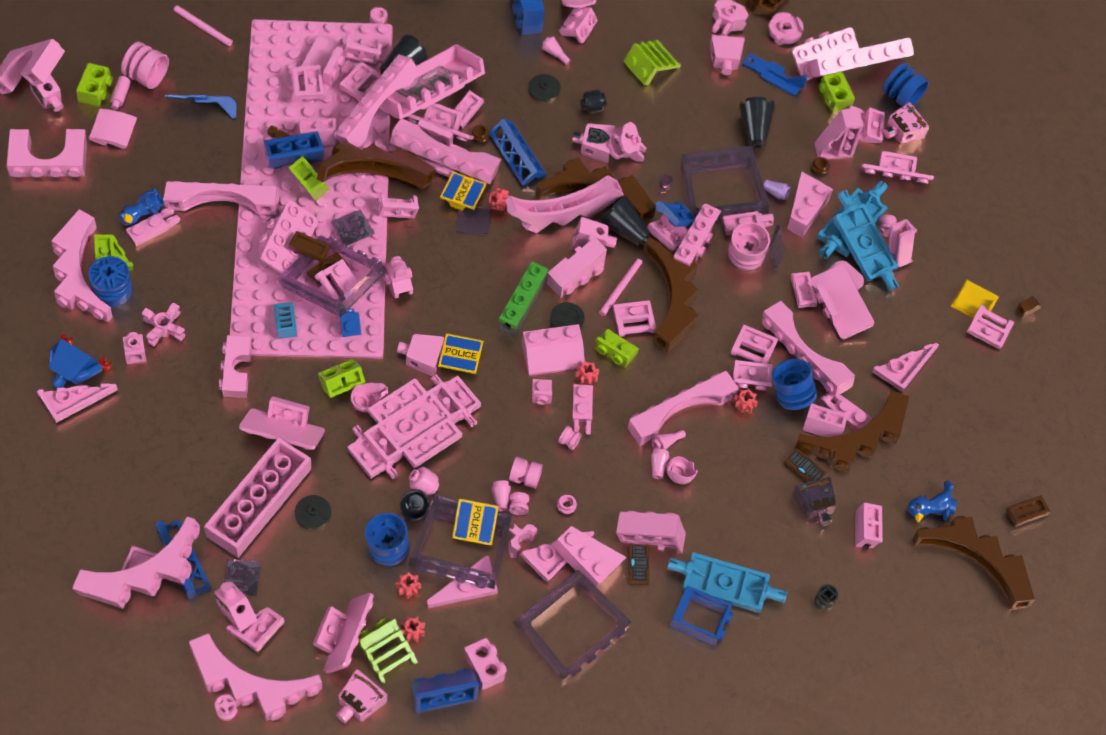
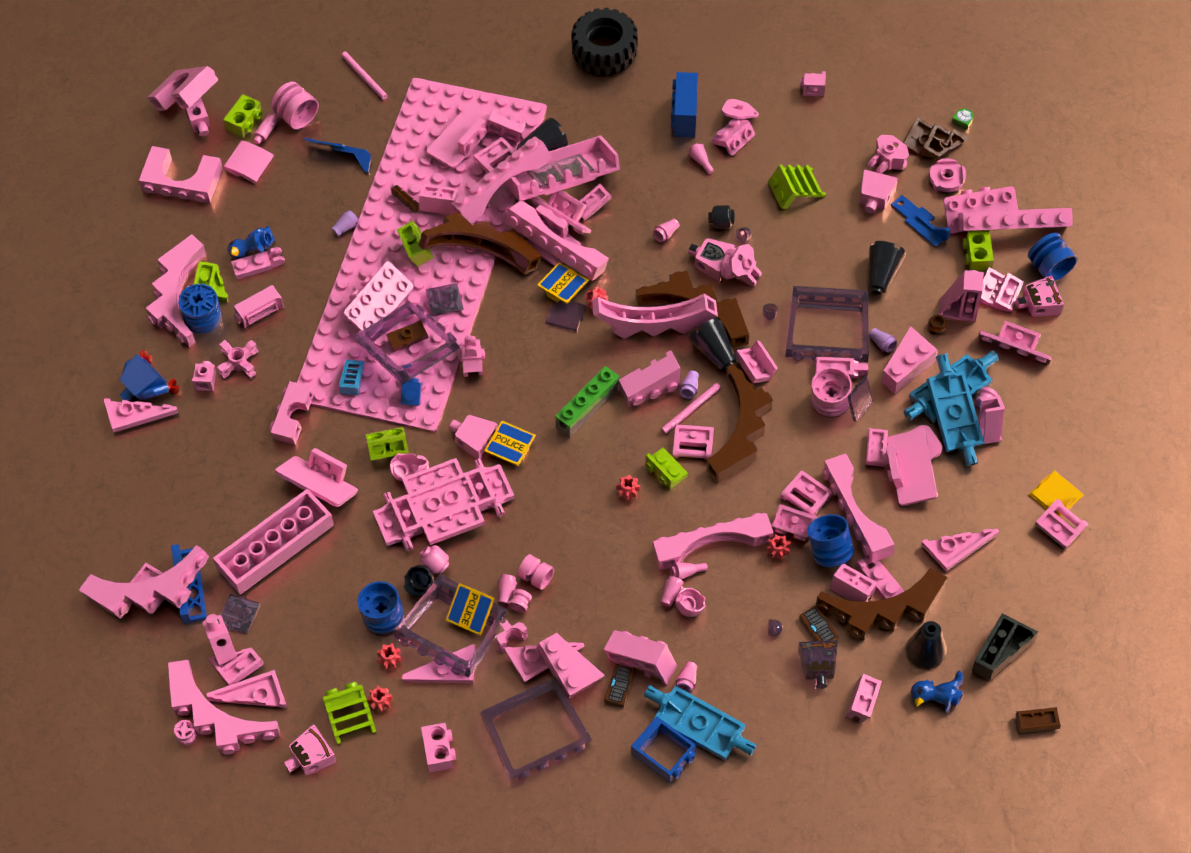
camera: 25 degrees right, 0 degrees up
(168, 268) = (258, 306): none -> bright pink window
(185, 195) = (296, 239): bright pink arch -> none
(230, 171) = (346, 221): none -> lavender cone
(286, 649) = (258, 690): none -> bright pink wing
(291, 148) = (399, 212): blue slope -> none
(309, 246) = (393, 310): reddish brown tile -> none
(312, 81) = (447, 150): bright pink plate -> none
(312, 512) = (322, 567): pearl dark grey piece -> none
(340, 632) = (308, 685): bright pink bracket -> none
(341, 277) = (415, 342): bright pink plate -> none
(378, 15) = (536, 93): bright pink tile -> none
(397, 207) = (493, 287): bright pink hinge -> none
(444, 690) = (390, 763): blue slope -> none
(480, 133) = (599, 228): reddish brown plate -> none
(522, 149) = (633, 250): blue fence -> none
(541, 391) = (578, 496): bright pink bracket -> none
(543, 124) = (664, 231): none -> bright pink cone
(544, 88) = (678, 194): pearl dark grey piece -> none
(553, 349) = (601, 457): bright pink slope -> none
(566, 315) = (626, 428): pearl dark grey piece -> none
(569, 500) = (567, 606): bright pink plate -> none
(570, 438) = (590, 547): bright pink wheel -> none
(582, 406) = (613, 520): bright pink hinge -> none
(588, 227) = (679, 348): bright pink torso -> none
(613, 265) = (689, 386): none -> lavender cone
(616, 112) = (742, 232): none -> hinge
(677, 213) = (768, 346): blue plate -> none
(697, 236) = (782, 373): bright pink bracket -> none
(700, 542) = (687, 677): none -> bright pink cone
(765, 477) = (774, 627): none -> clear purple hinge
(822, 600) = (795, 764): pearl dark grey wheel -> none
(910, 463) = (927, 646): none -> black cone
(976, 449) = (1003, 645): none -> pearl dark grey wedge
(1006, 571) = (977, 750): reddish brown arch -> none
(1028, 306) = (1111, 511): reddish brown piece -> none

